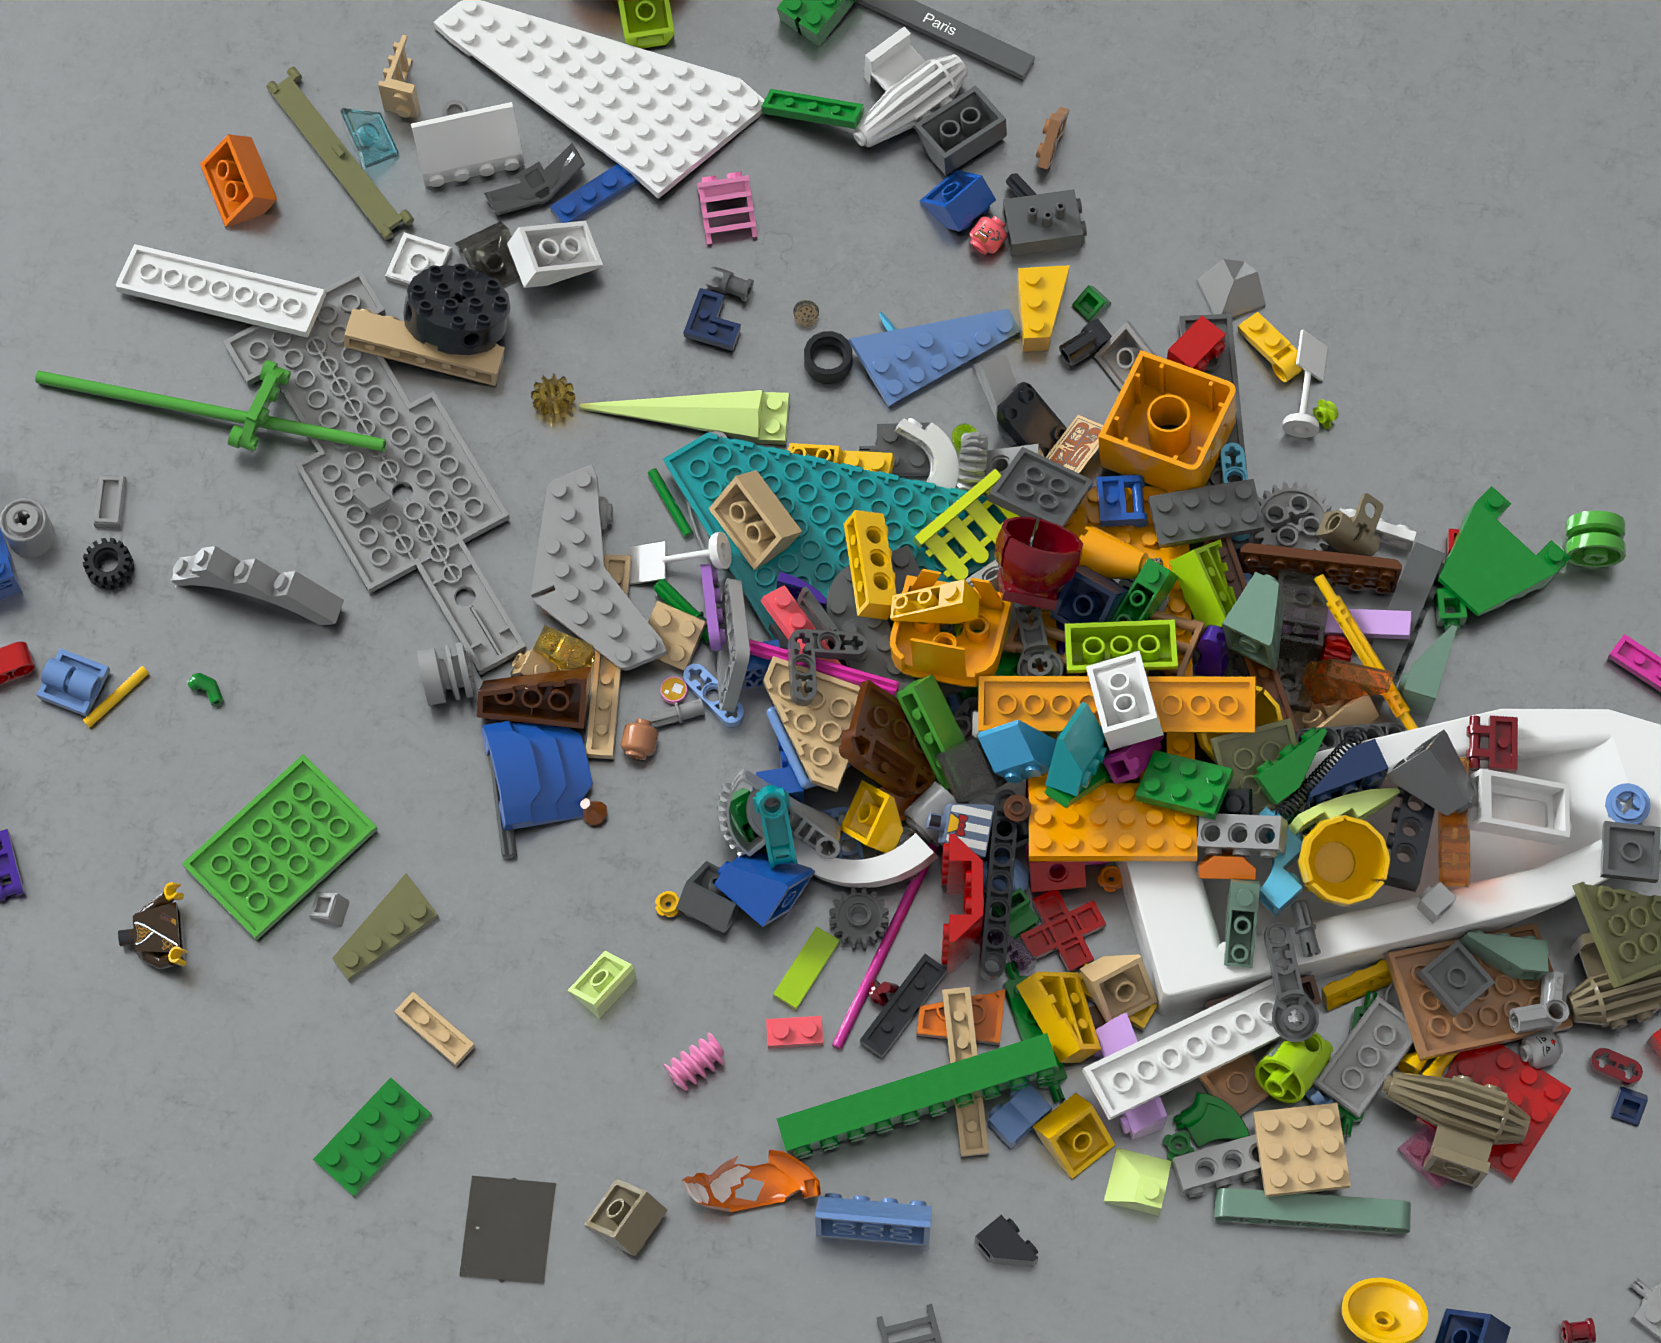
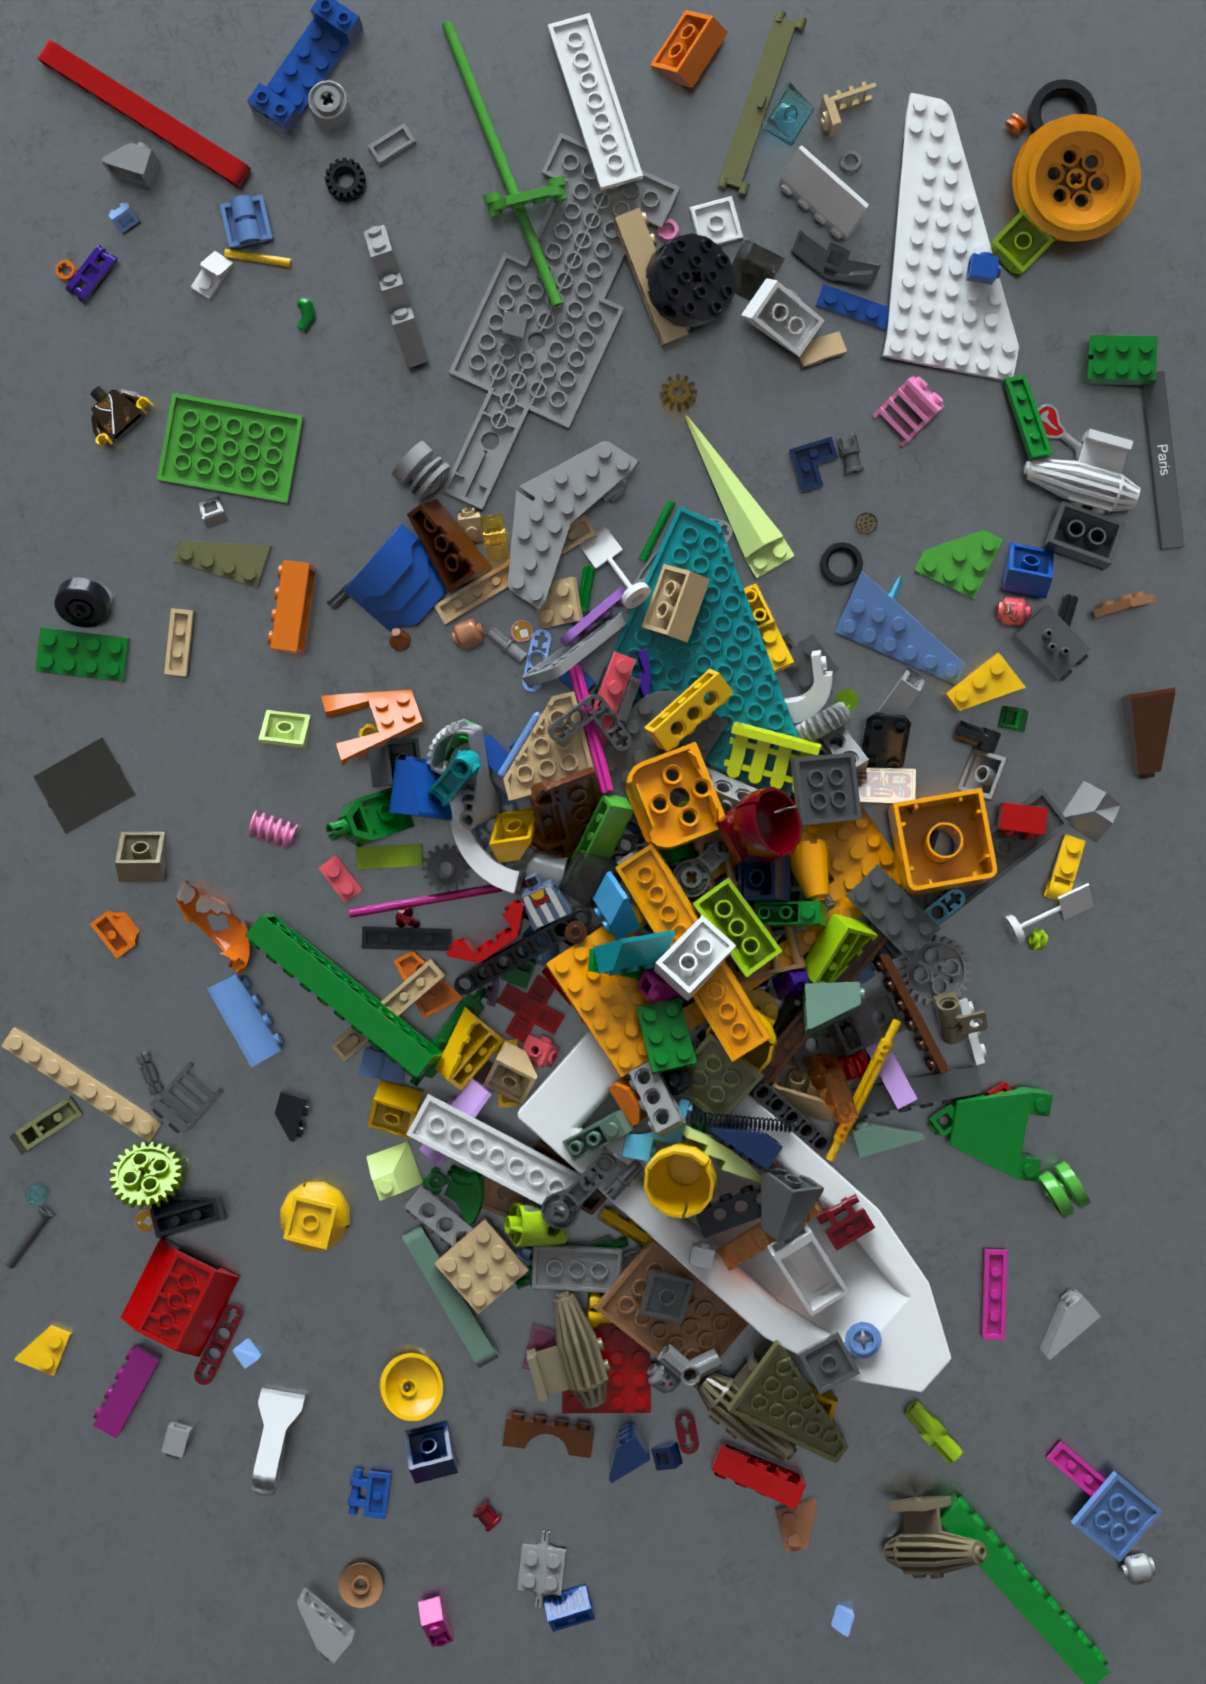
camera: 55 degrees right, 20 degrees up
(97, 752) = (211, 276): none -> white slope
(320, 1095) = (82, 602): none -> black wheel
(393, 307) = (669, 231): none -> bright pink tile
(486, 886) = (292, 607): none -> orange piece
(610, 244) = (822, 349): none -> tan slope
(644, 58) = (983, 268): none -> blue brick
(663, 861) = (392, 711): none -> wing
(685, 1299) = (116, 932): none -> orange slope
(754, 957) = (368, 819): none -> green plate
(846, 94) = (1054, 429): none -> light grey piece
(906, 255) = (961, 562): none -> bright green plate
(942, 604) = (682, 779): yellow slope -> none
(1113, 504) = (860, 840): blue plate -> none
(1113, 942) = (541, 1051): none -> coral brick
(1132, 1294) = (314, 1216): none -> yellow plate
(1185, 188) = (1147, 728): none -> reddish brown slope
(1287, 772) = (725, 1100): green slope -> none
(1507, 1233) = (576, 1437): none -> reddish brown arch
(1514, 956) = (711, 1324): sand green slope -> none
(1598, 1129) = (628, 1452): none -> dark blue slope

